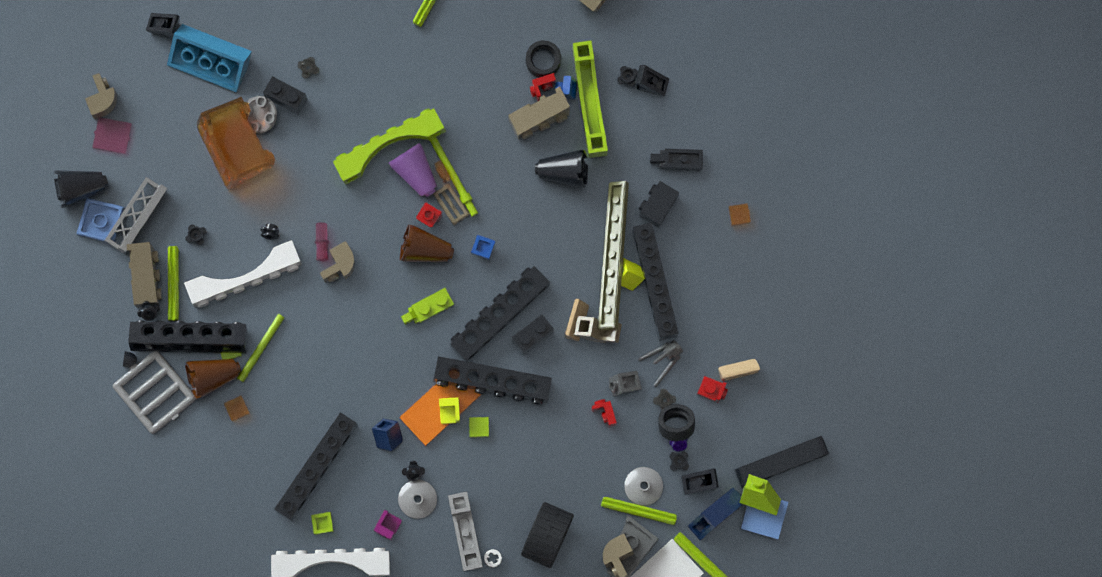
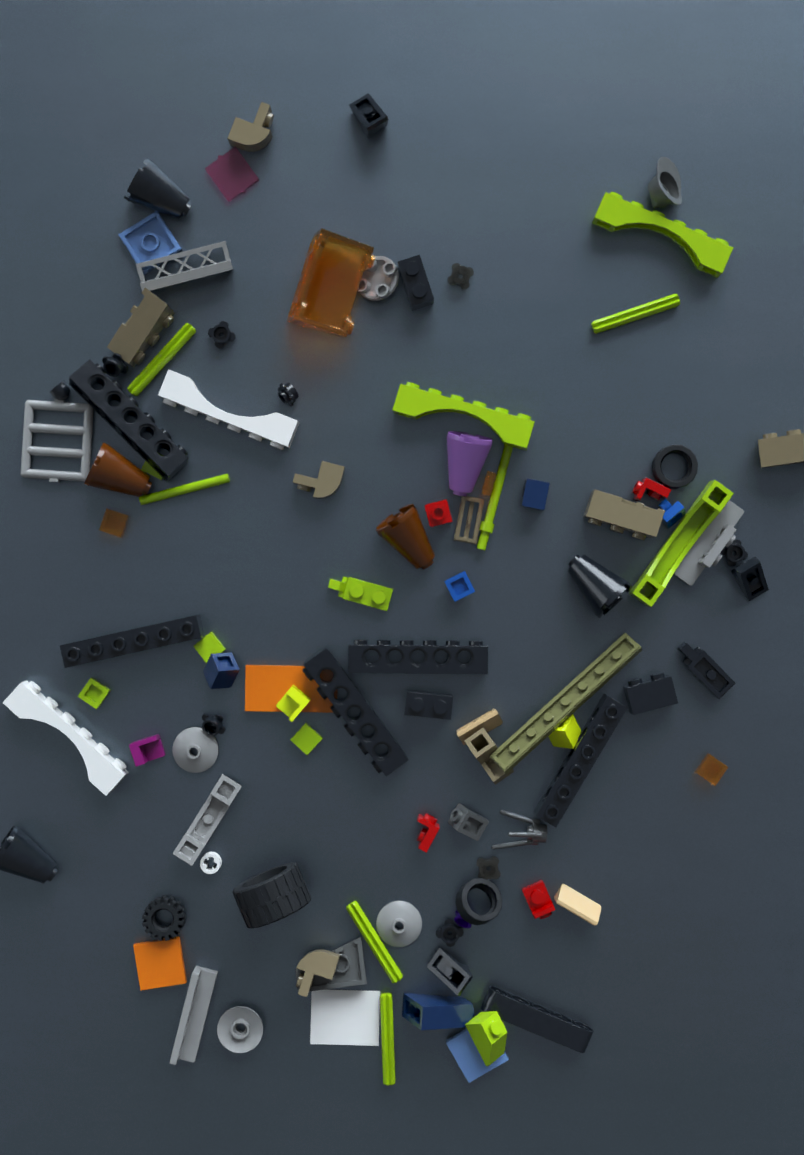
camera: 45 degrees right, 10 degrees up
(208, 57) = (381, 183): dark azure slope -> none
(321, 242) = (325, 445): clear pink axle -> none
(364, 428) = (208, 646): none -> lime tile
(475, 151) = (535, 494): none -> dark blue panel
(607, 84) = (710, 544): none -> light grey bracket

